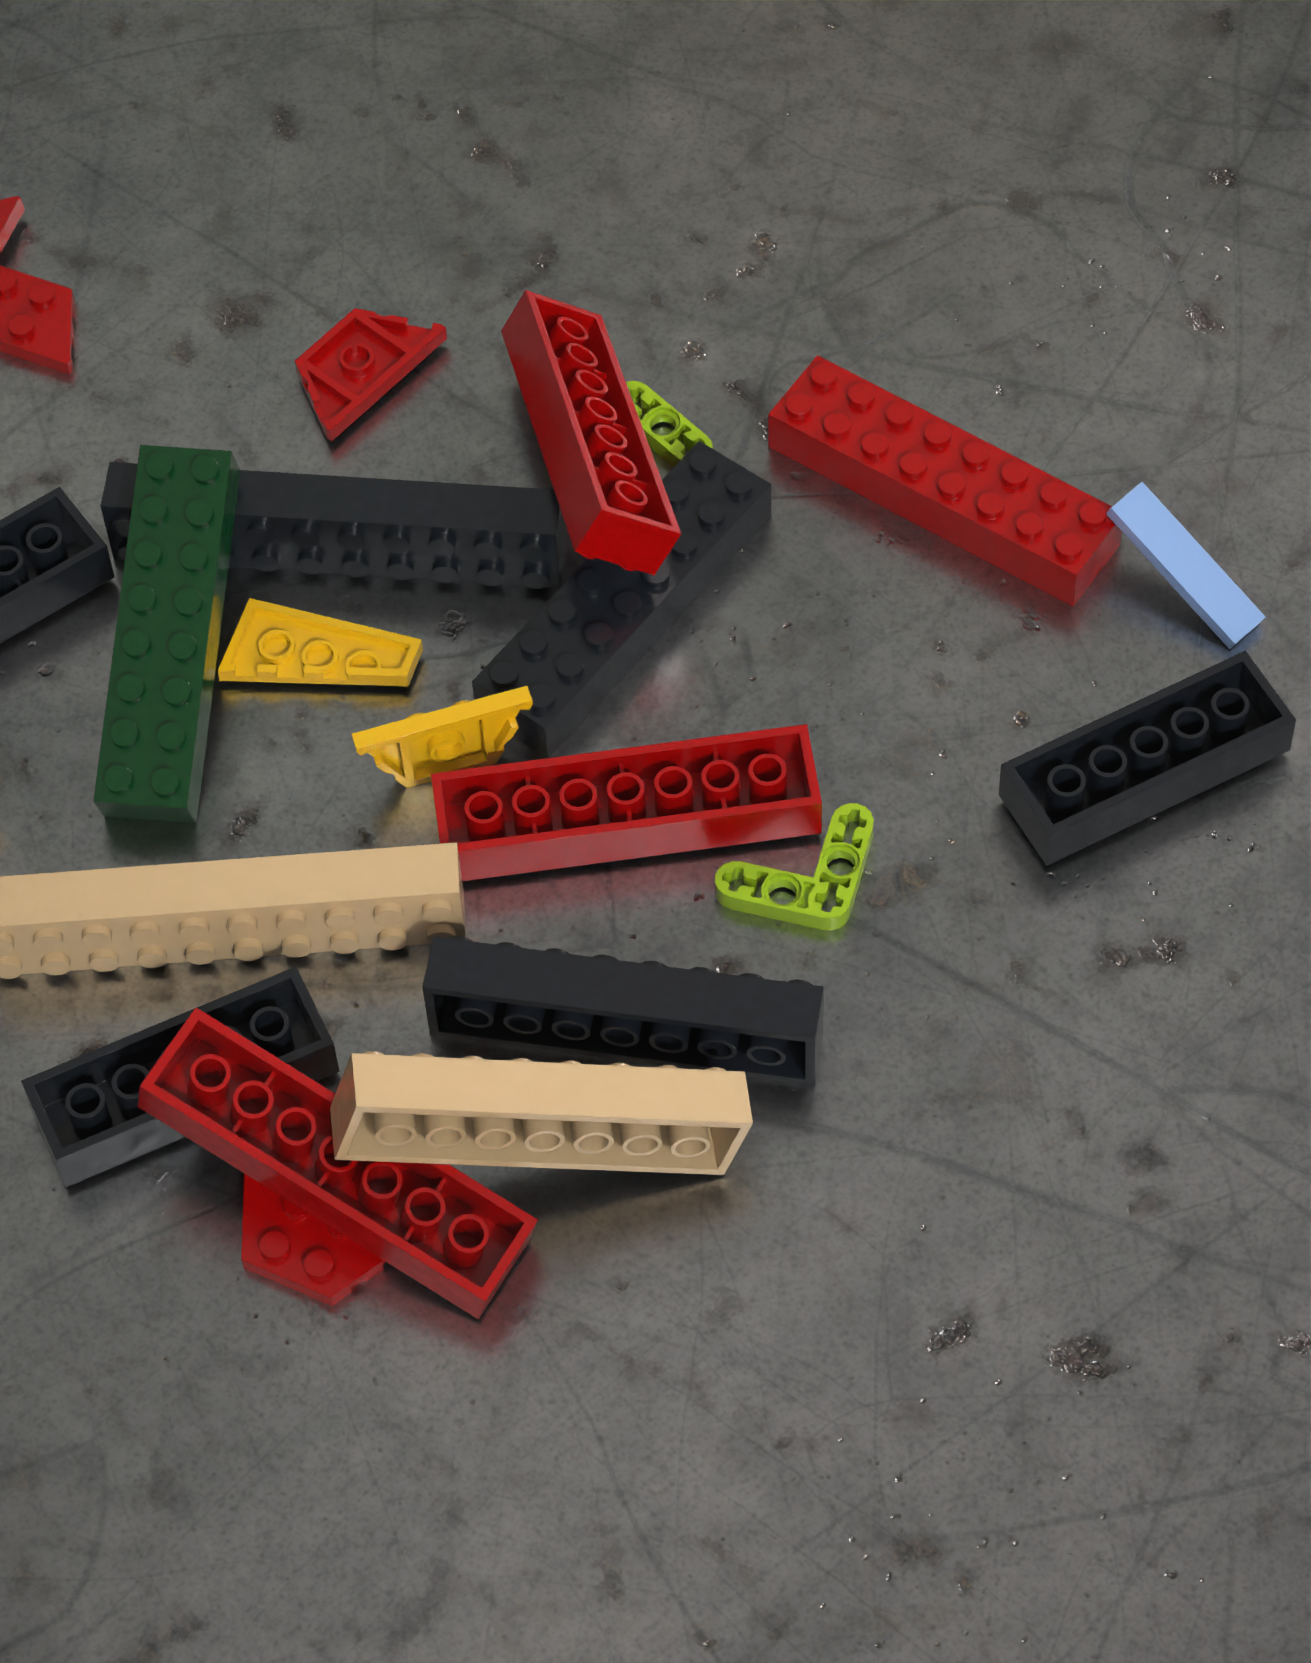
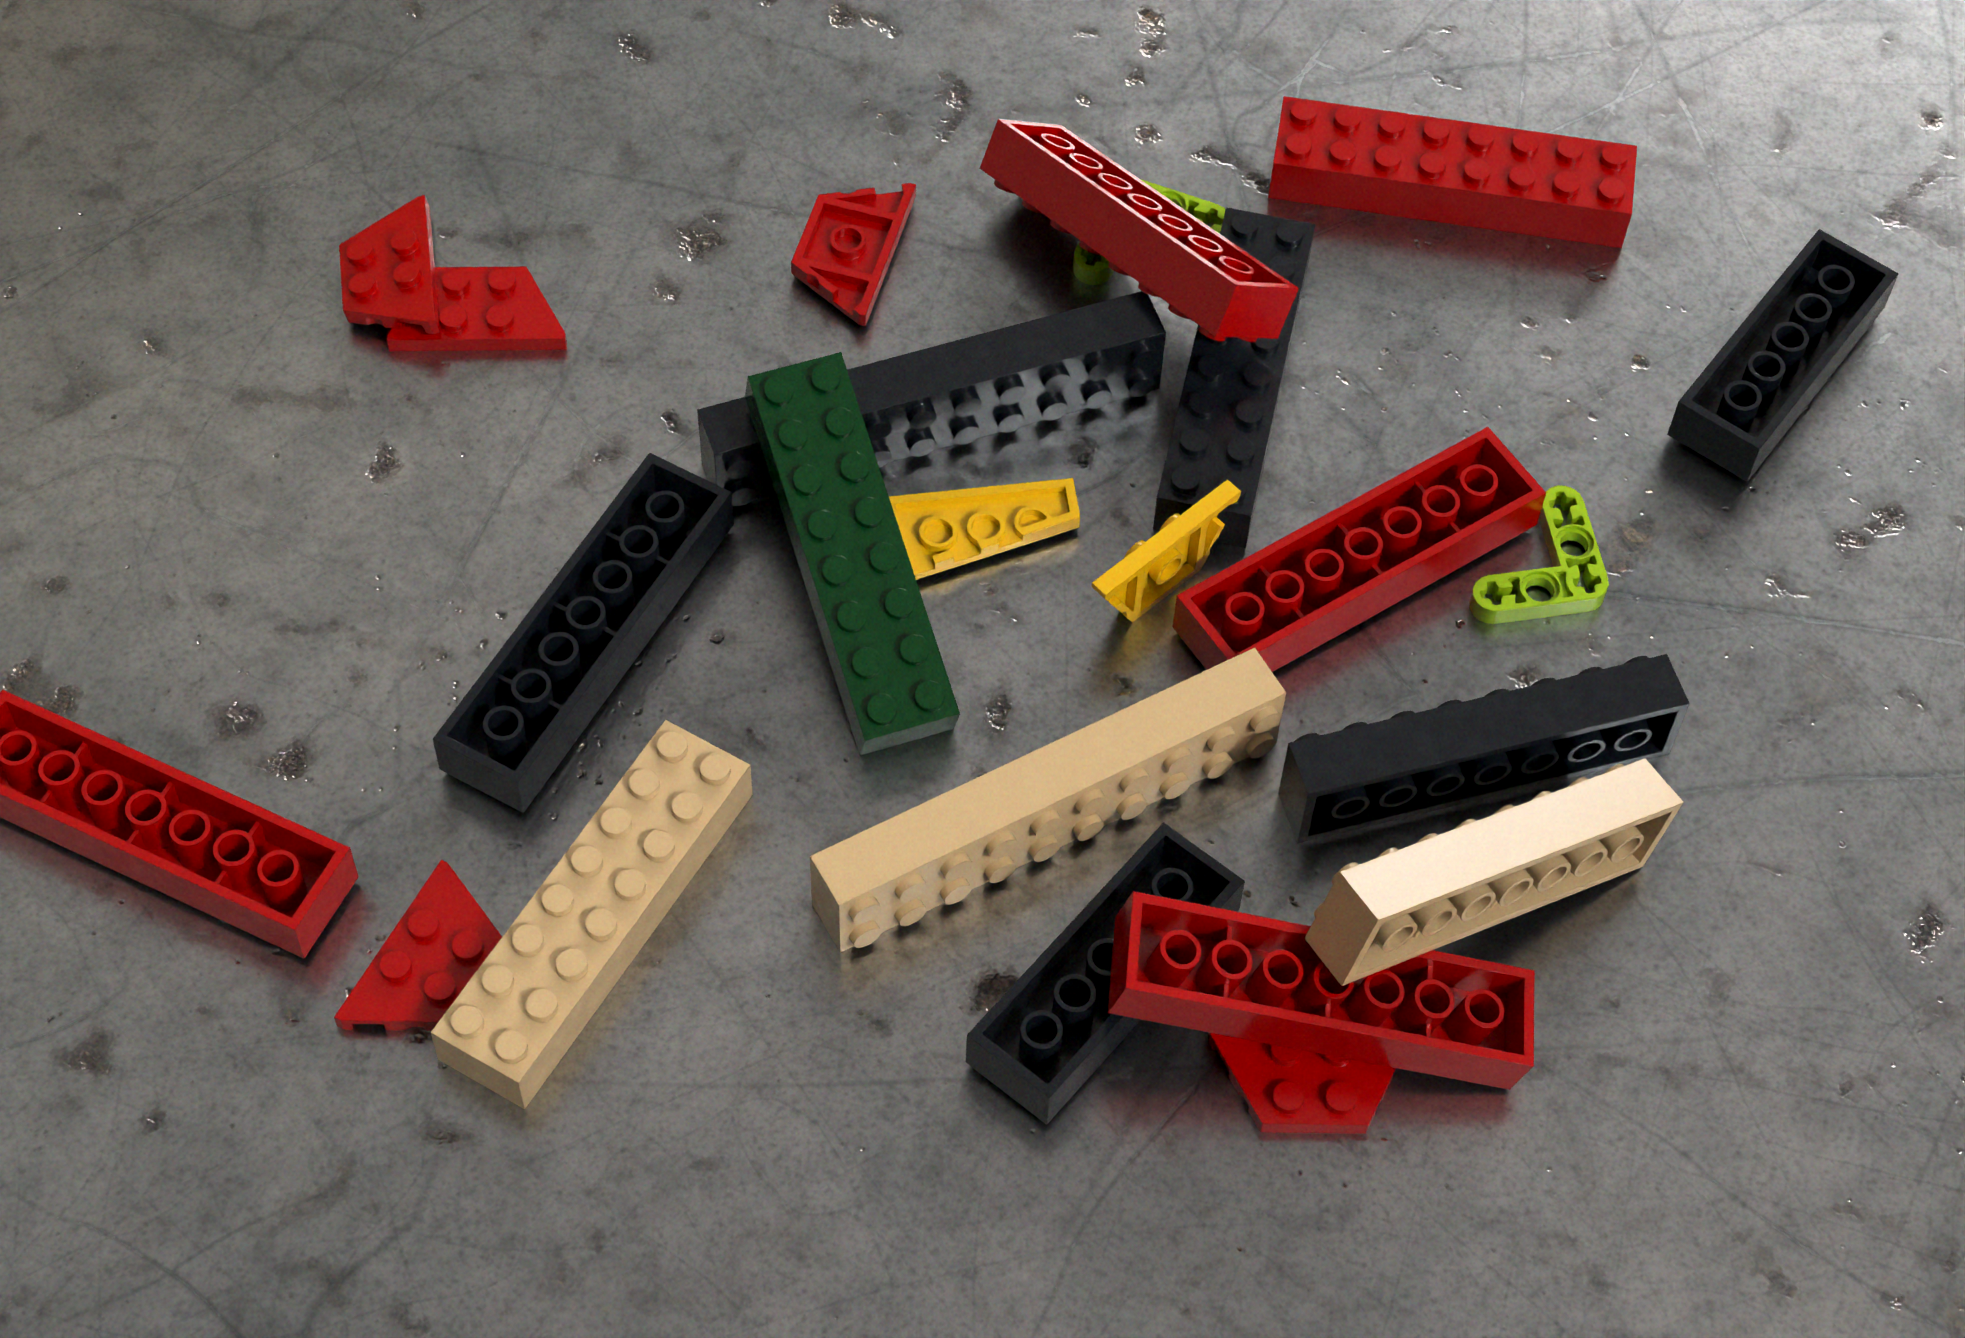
camera: 30 degrees left, 0 degrees up
(1185, 565) = (1711, 175): light blue tile -> none

